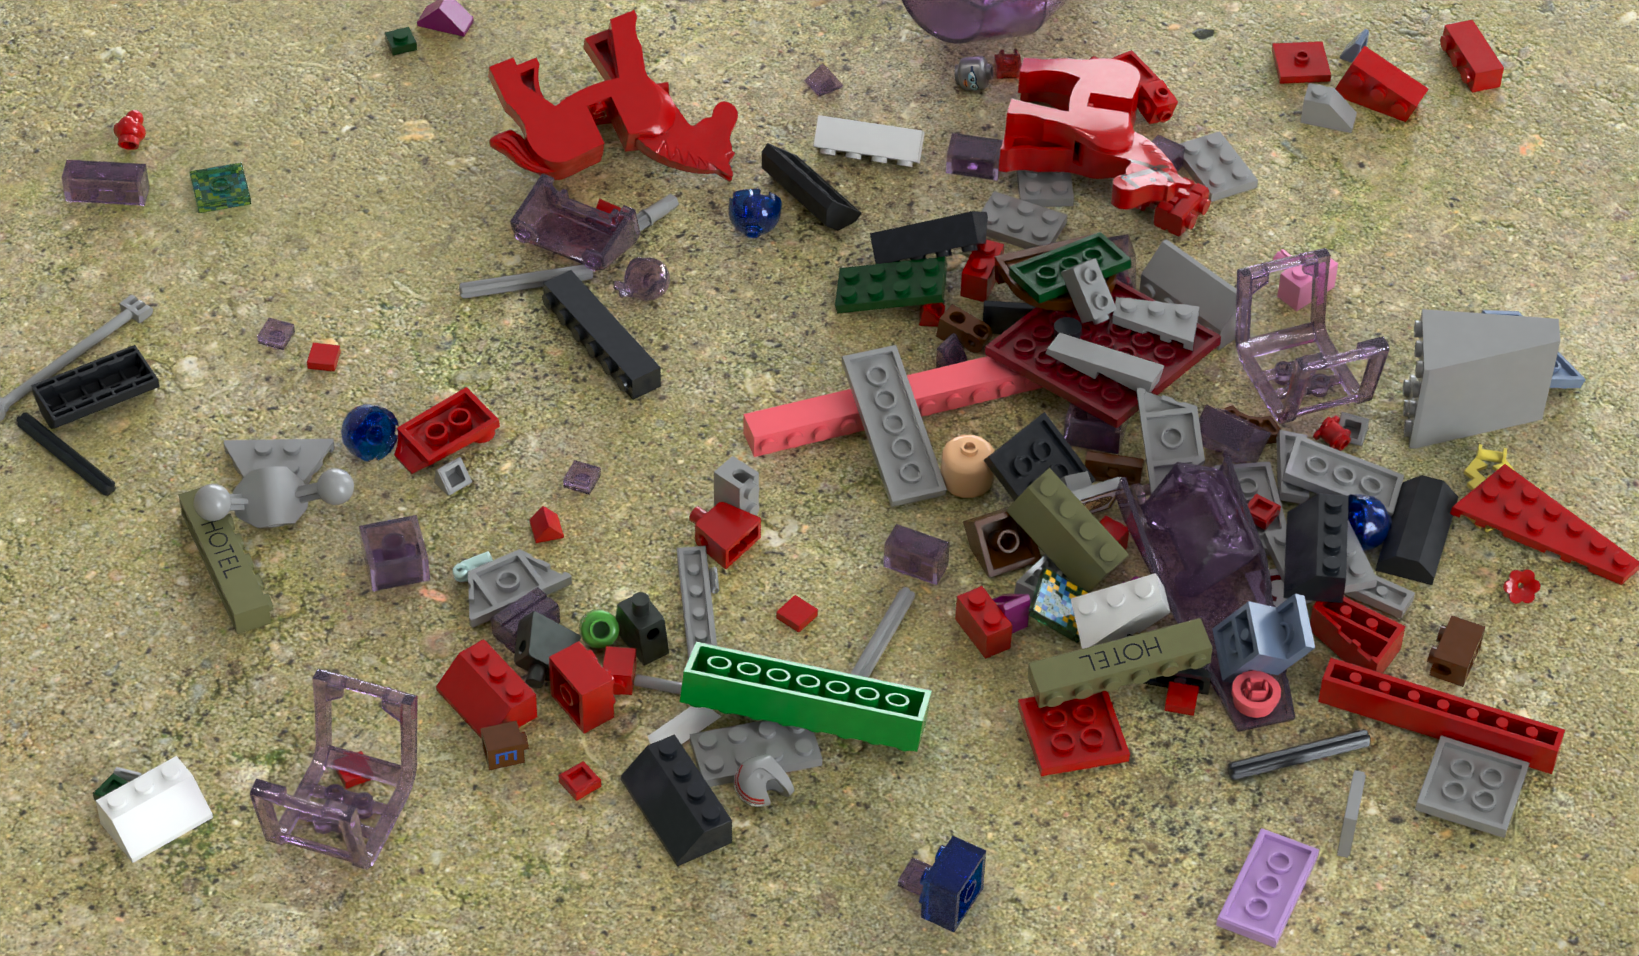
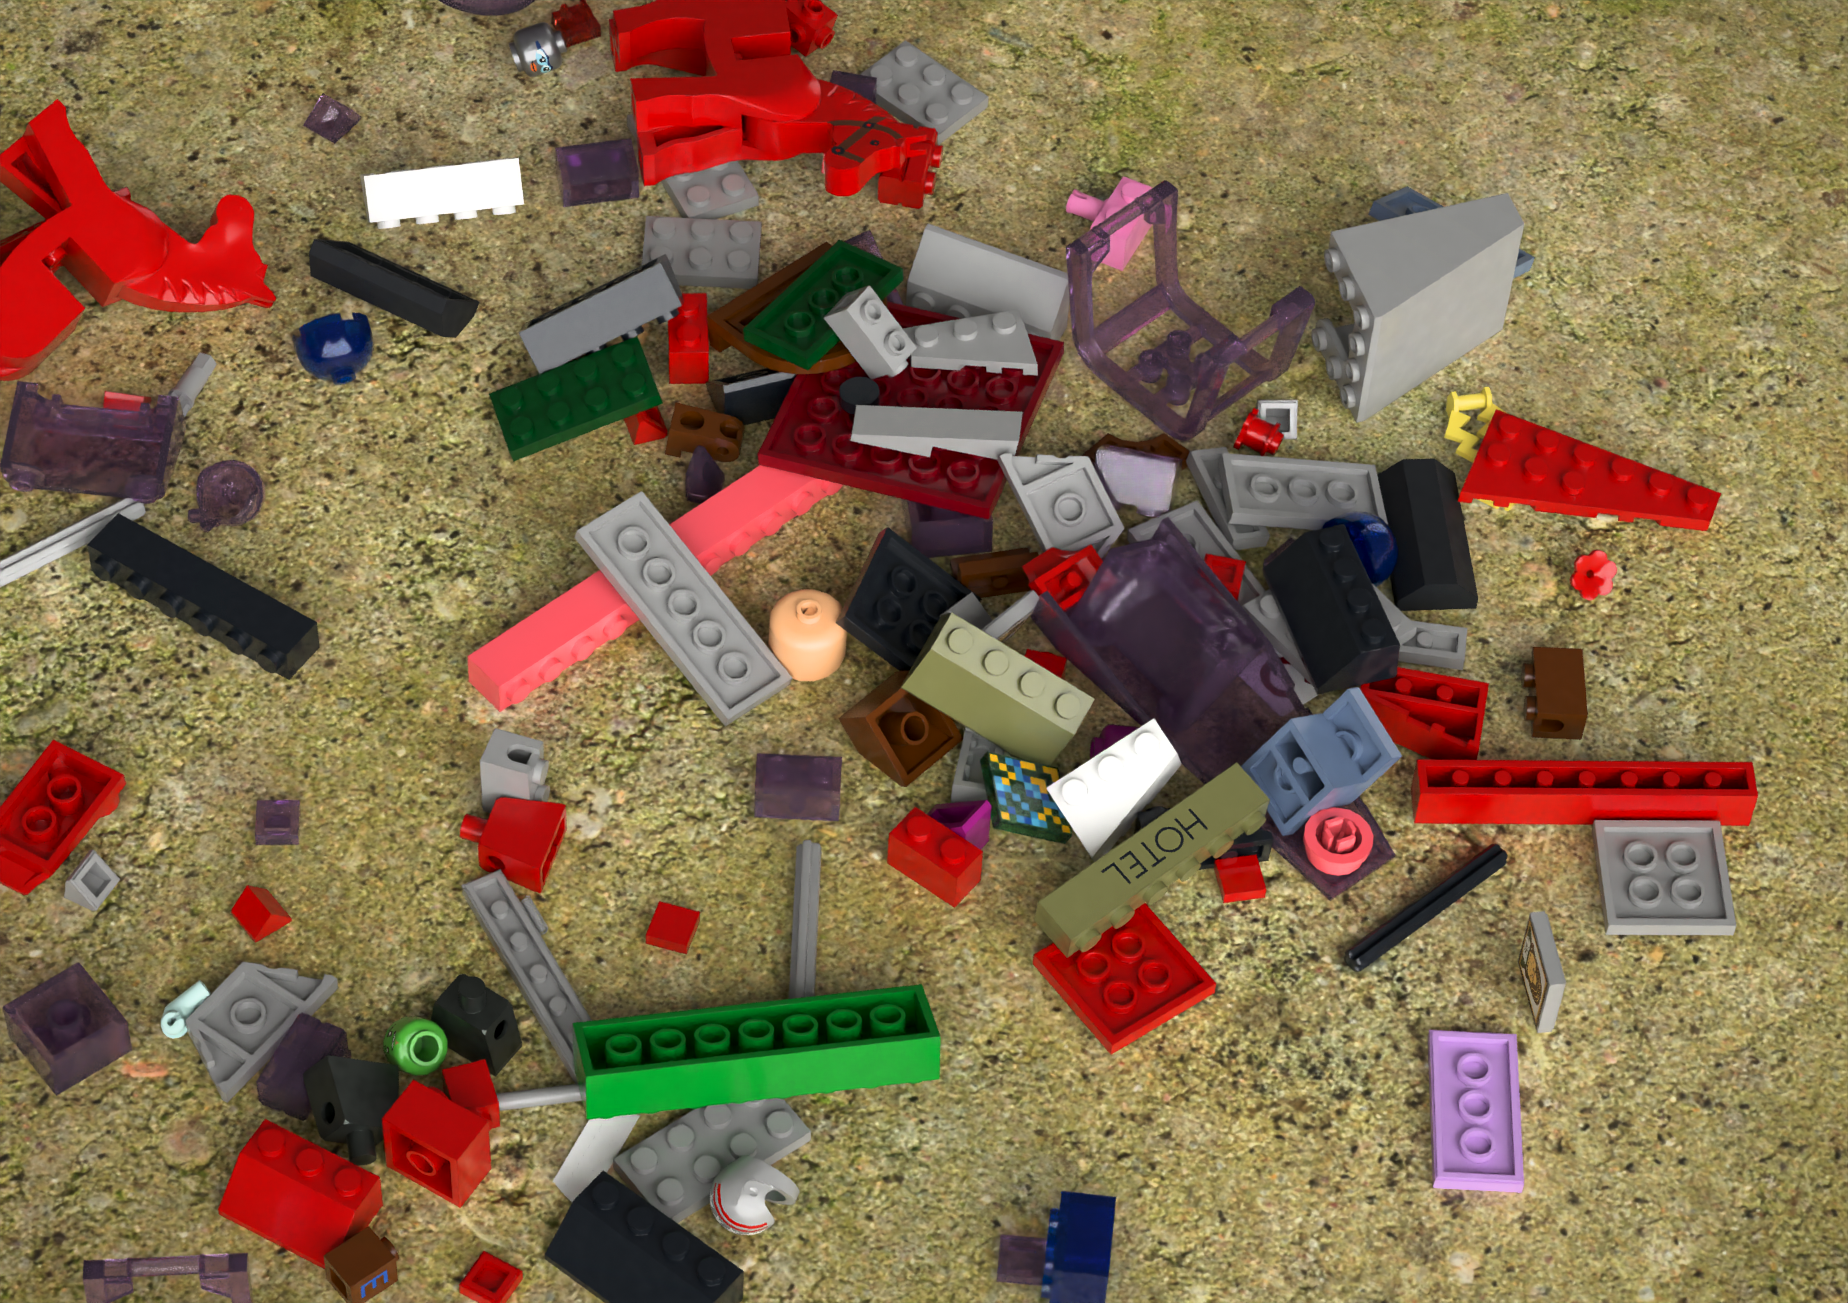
camera: 25 degrees left, 5 degrees up
(1144, 476) = (1063, 574): none -> red slope

